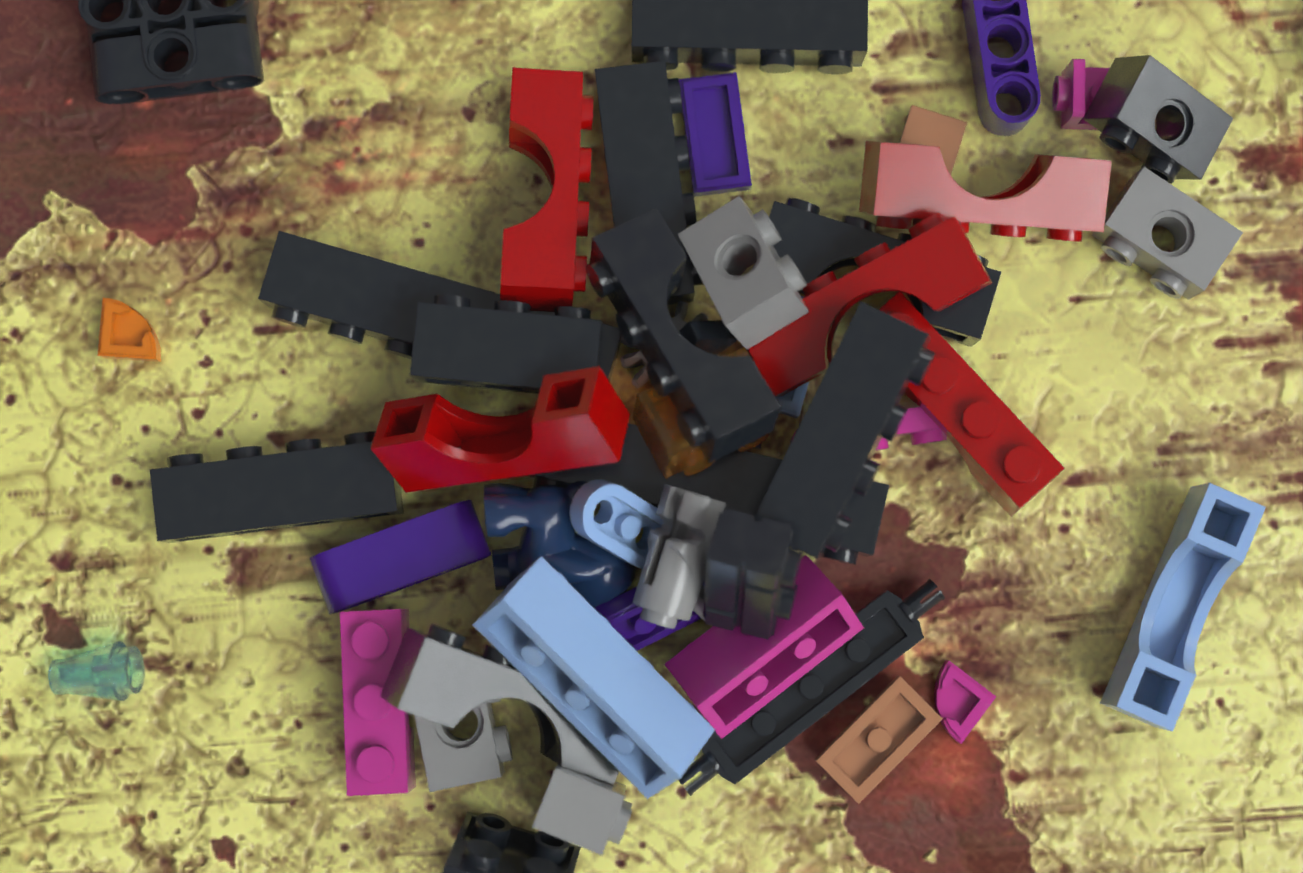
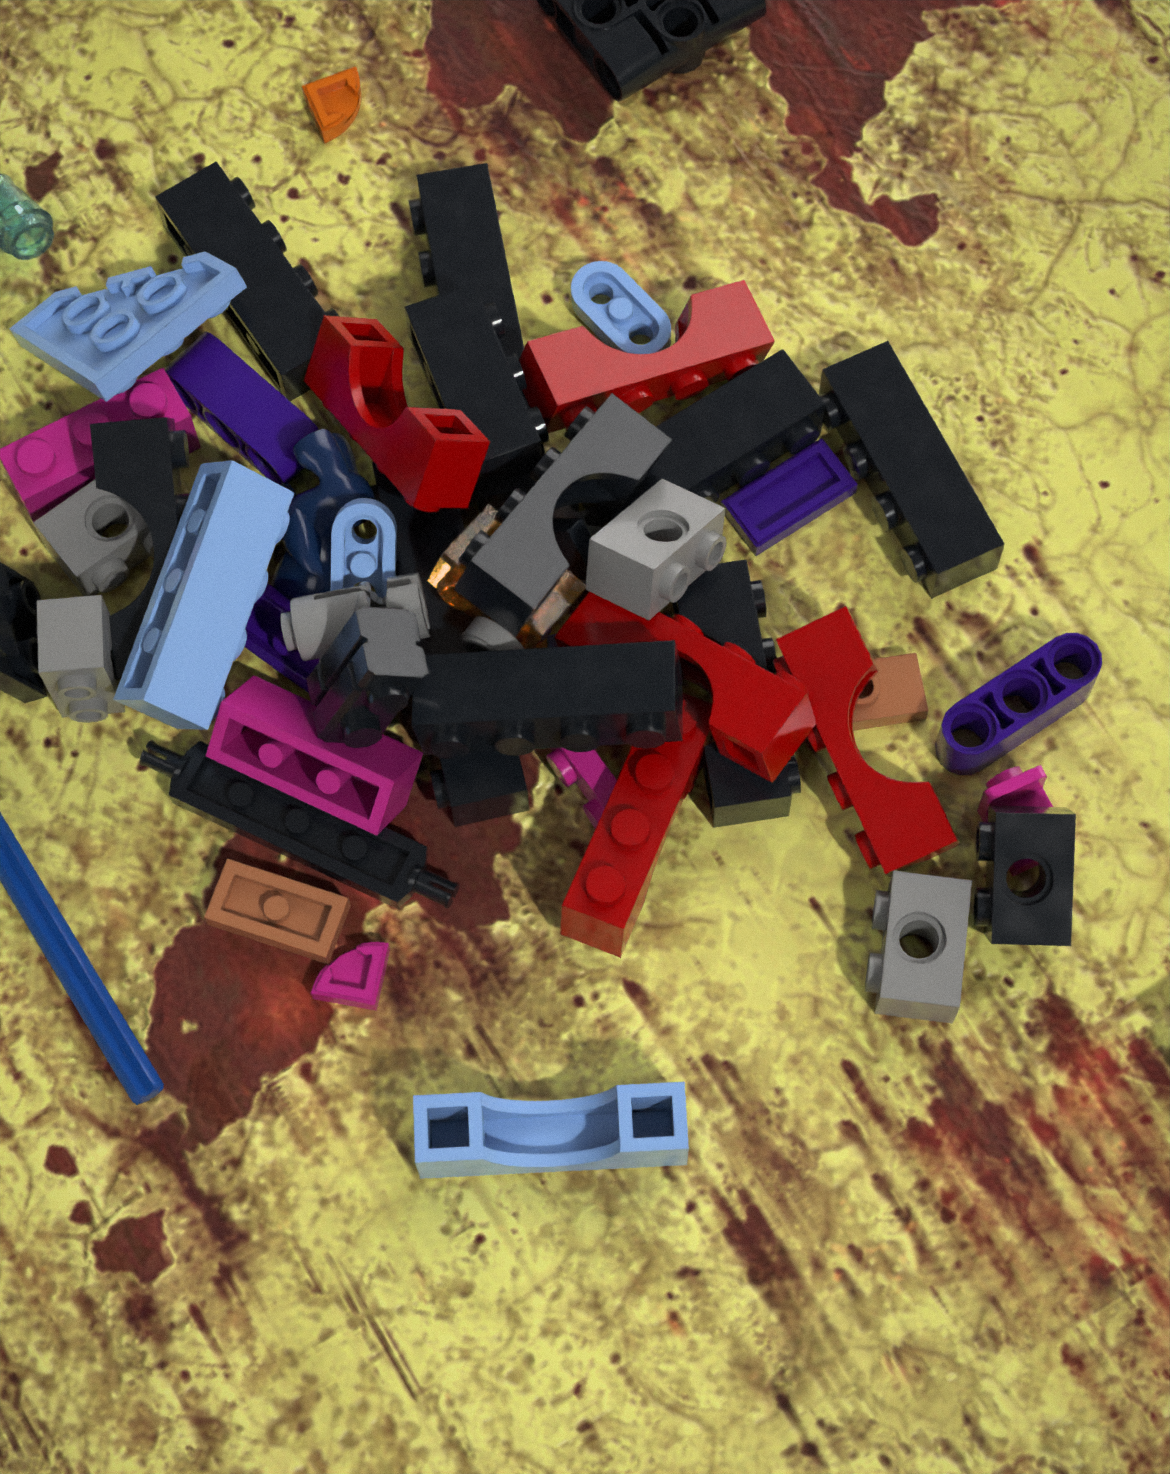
camera: 70 degrees right, 15 degrees down
(276, 624) = (122, 330): none -> light blue plate
(474, 182) = (625, 315): none -> light blue plate
(760, 453) = (488, 636): none -> light grey tile

